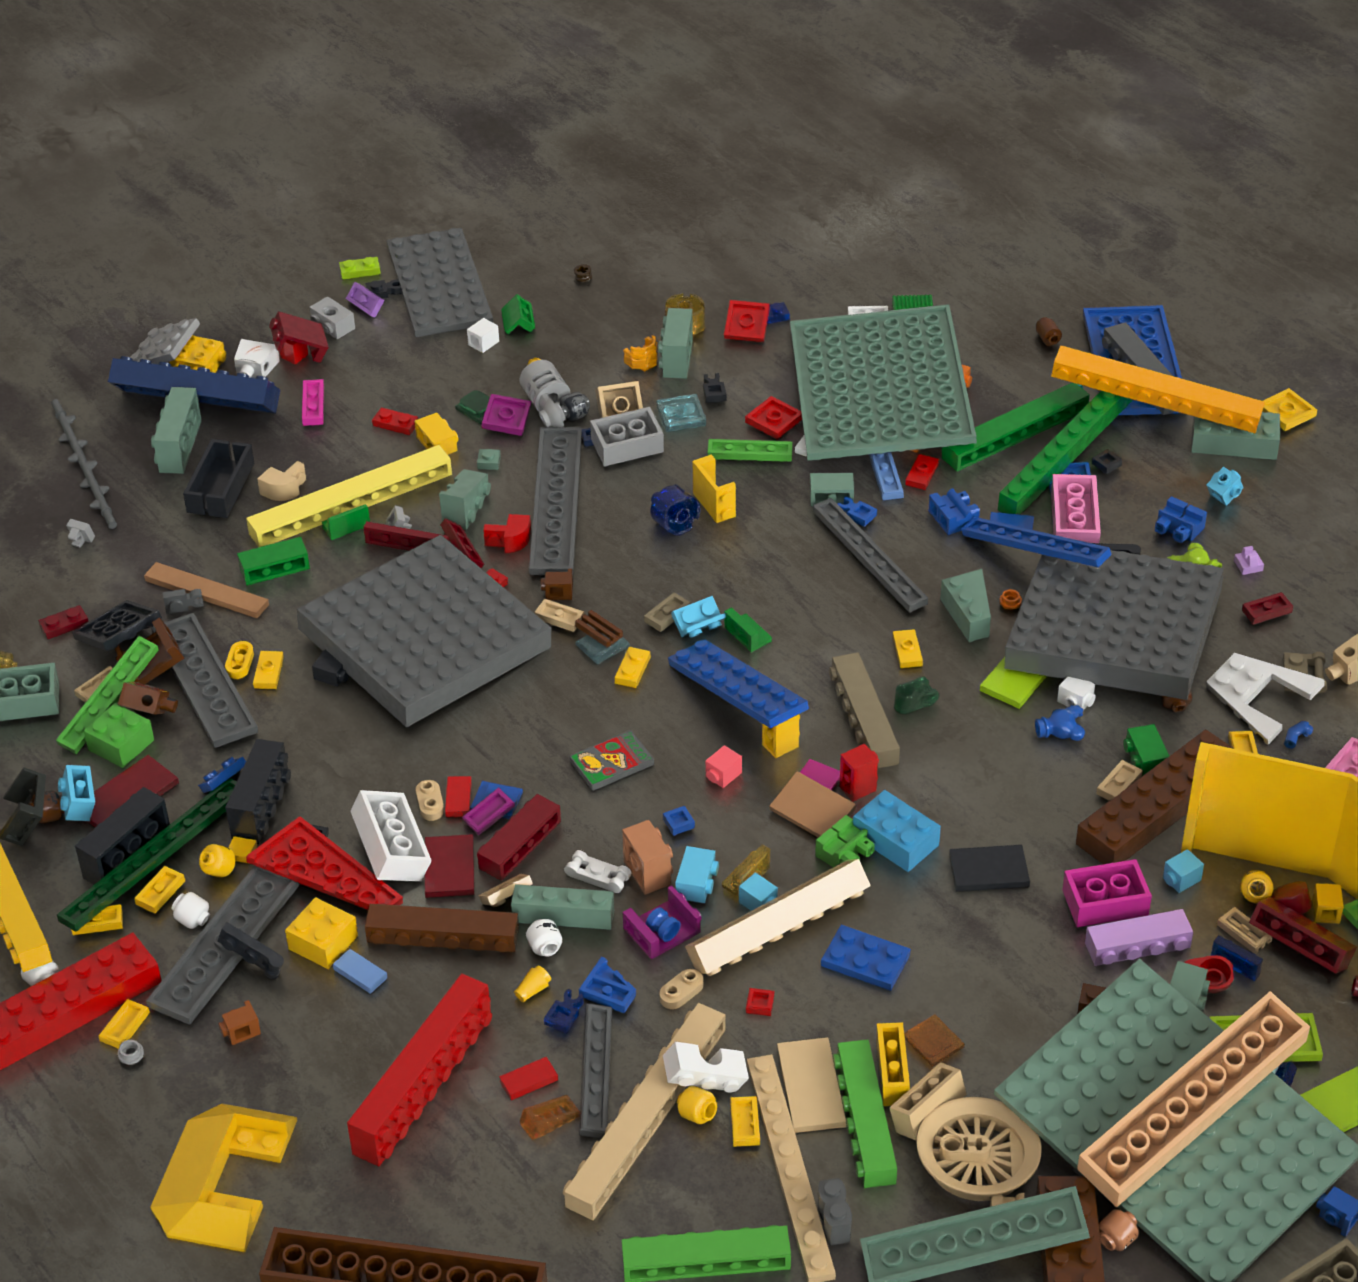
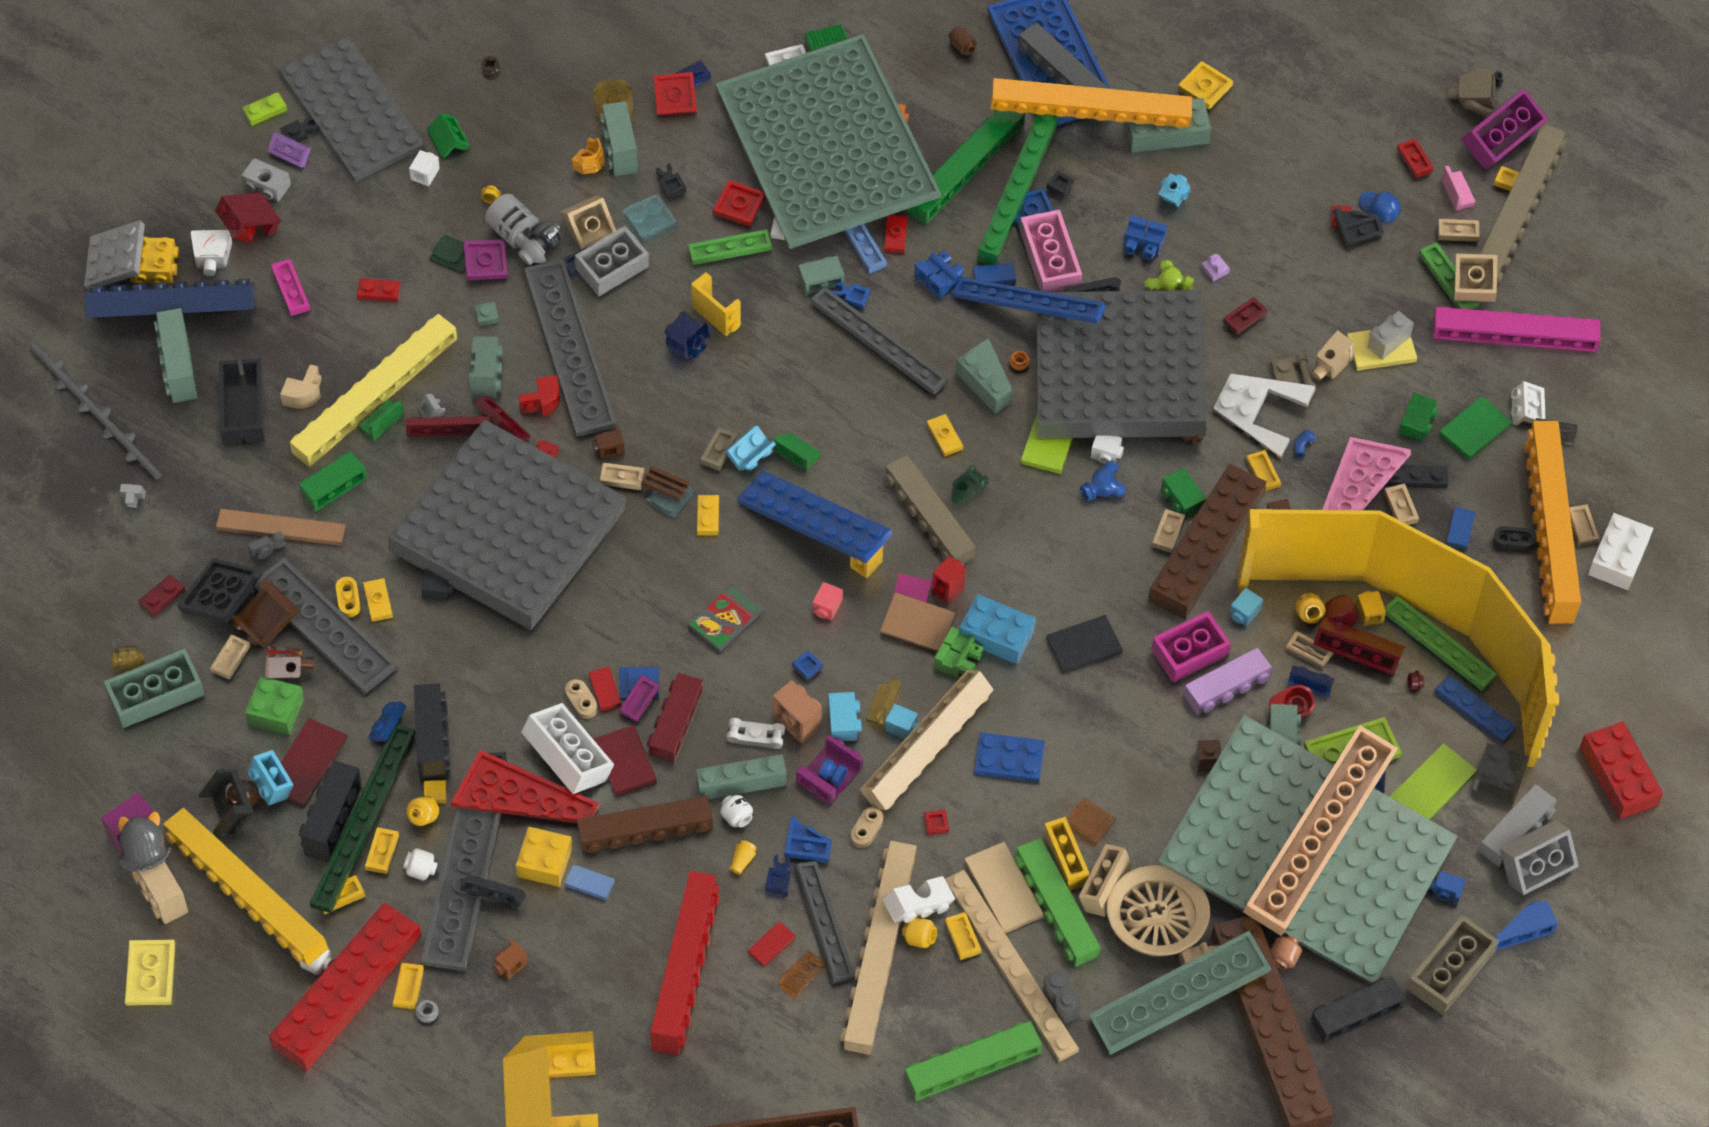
camera: 20 degrees left, 15 degrees up
(107, 693) = (248, 668): bright green plate -> none
(435, 431) = (427, 299): yellow brick -> none
(497, 894) = (684, 773): tan plate -> none

